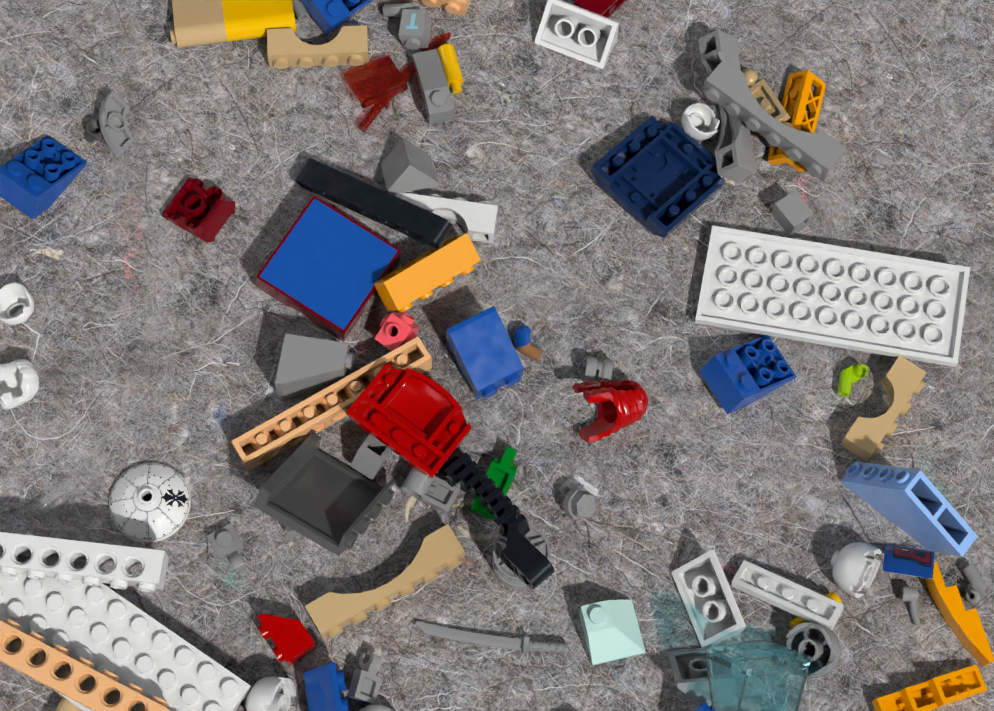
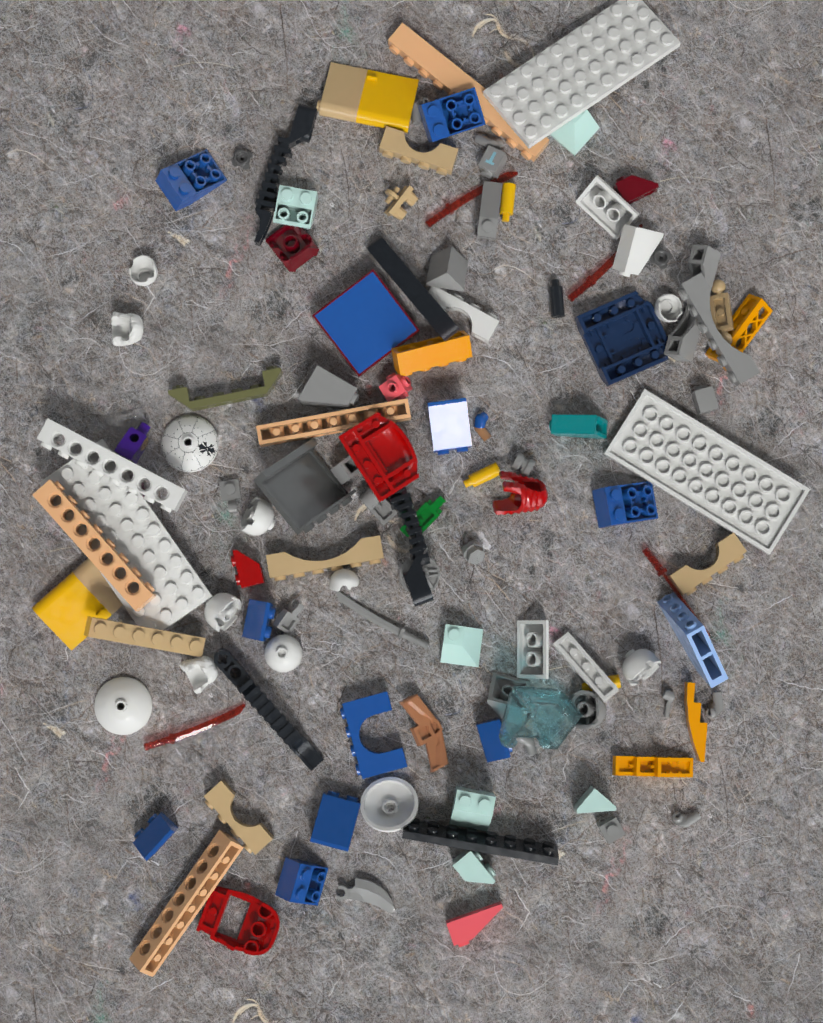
camera: 25 degrees right, 15 degrees up
(74, 521) = (133, 450): none -> dark purple torso
(113, 123) = (254, 159): light grey tile -> none
(116, 441) = (270, 377): none -> olive slope
(146, 169) = (300, 132): none -> black piece
(186, 159) = (295, 207): none -> light aqua slope
(277, 561) = (258, 518): none -> white cylinder
(314, 122) = (395, 207): none -> tan hips
(375, 81) = (449, 193): clear red tile -> none
(420, 596) = (343, 577): none -> white hair
(552, 403) = (482, 475): none -> yellow cylinder
(558, 160) = (556, 299): none -> black cylinder
(591, 124) = (591, 280): none -> clear red sword
(630, 66) = (635, 249): none -> white slope
(649, 297) = (579, 426): none -> teal slope
(665, 63) = (659, 252): none -> flat silver plate
(828, 439) = (661, 572): none -> clear red sword
(849, 376) = (695, 531): lime arm -> none
(908, 561) = (676, 674): blue sticker -> none

